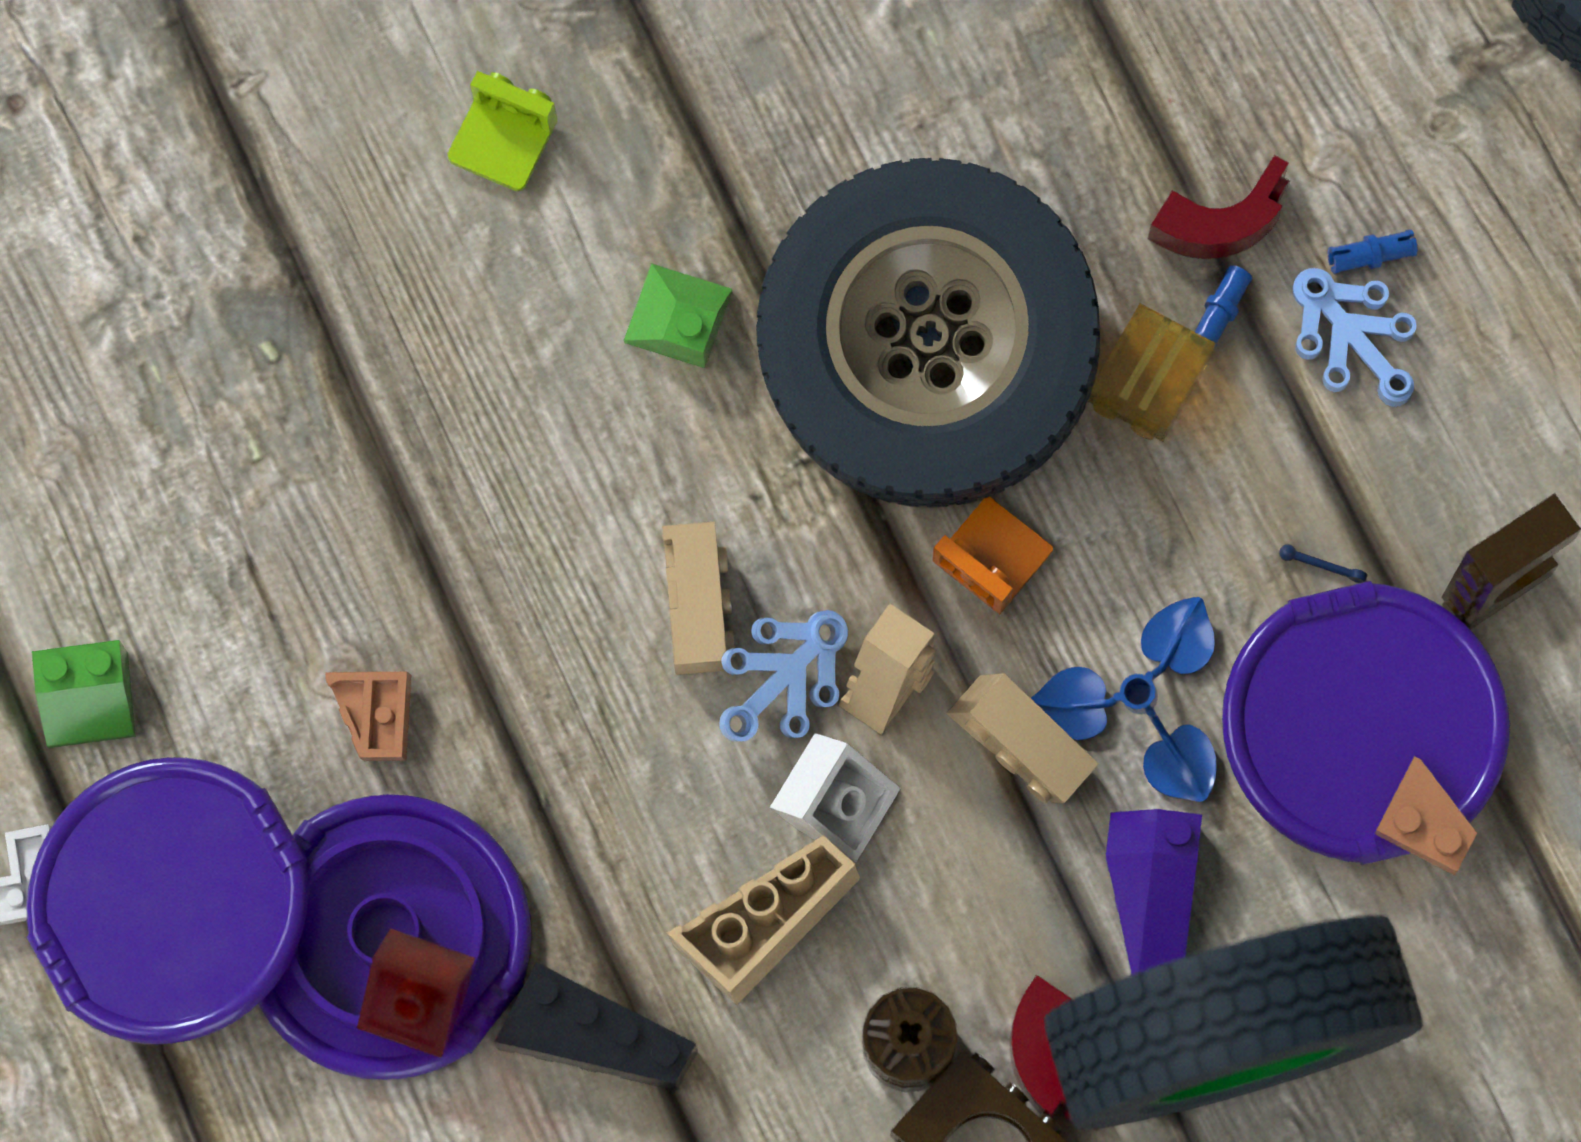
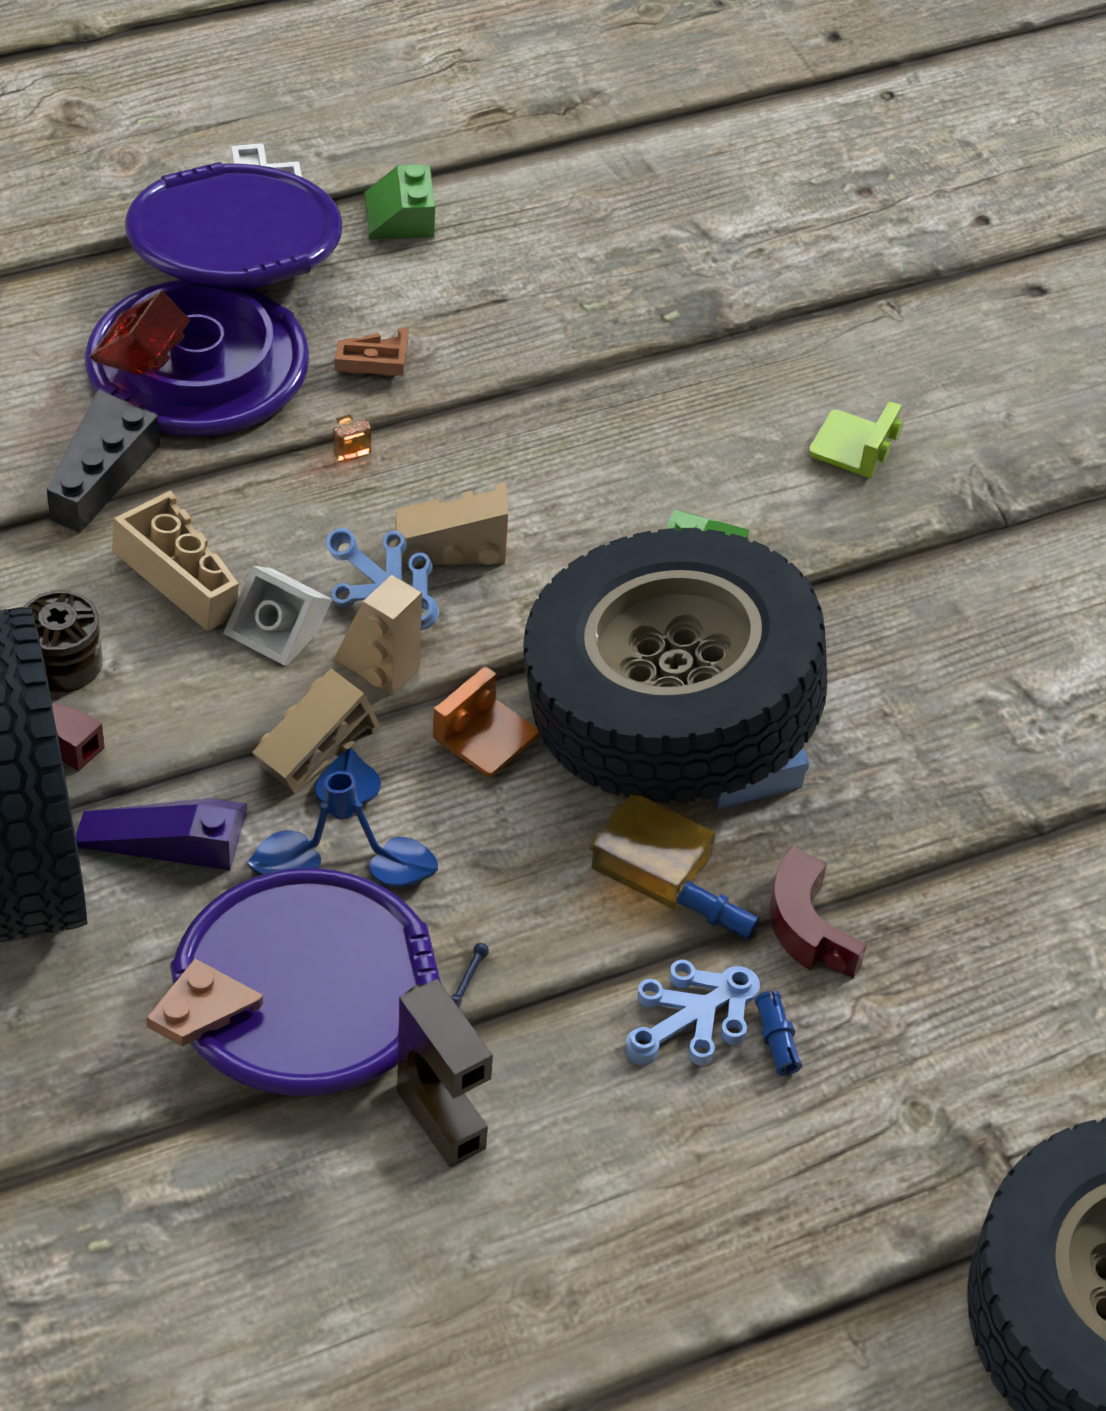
camera: 85 degrees right, 25 degrees down
(531, 732) = (351, 438): none -> clear orange tile

